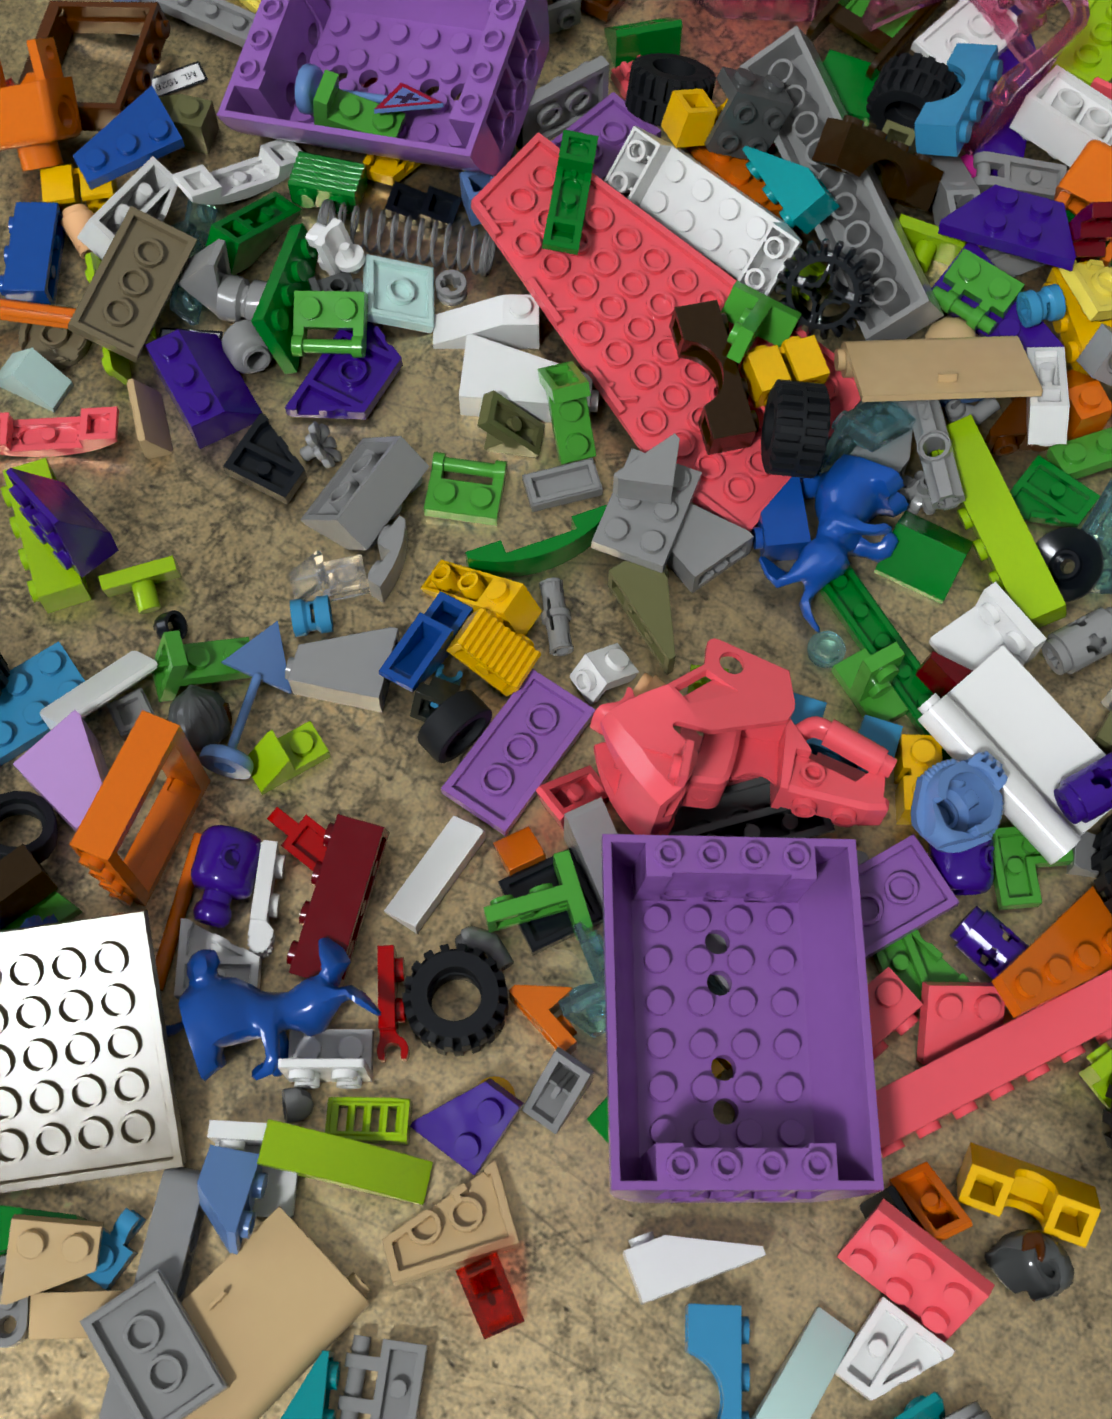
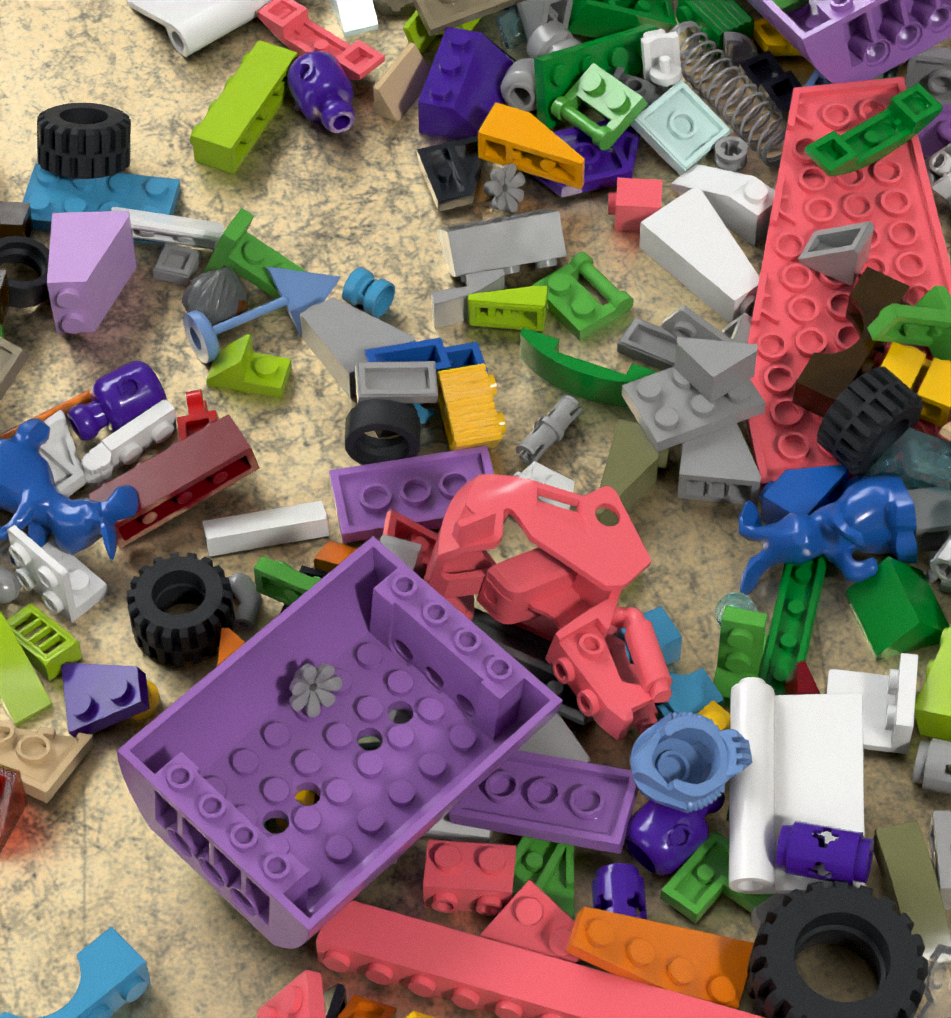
camera: 45 degrees right, 15 degrees down
(62, 521) = (253, 86): dark purple slope -> none
(98, 474) = (322, 90): none -> dark purple piece
(142, 581) = (276, 181): lime tile -> none
(148, 749) = (84, 262): orange window -> none
(177, 620) = (265, 218): black hinge -> none
(303, 397) = (521, 139): none -> light orange slope
(335, 578) = (411, 281): clear slope -> none
(371, 195) = (737, 48): none -> light grey tile
(390, 972) = (115, 593): red plate -> none
(432, 382) = (634, 202): none -> coral brick
(432, 678) = (396, 381): none -> light grey tile
(434, 540) = (518, 308): none -> lime slope
(485, 591) = (513, 375): yellow slope -> none
(509, 427) = (661, 275): olive slope -> none
(569, 411) = (716, 281): bright green bracket -> none
(608, 450) = (688, 324): none -> light grey bracket
(635, 309) = (839, 251): none -> light grey slope
(657, 987) = (313, 687): none -> light grey plant
(676, 1262) = (138, 907): white slope -> none

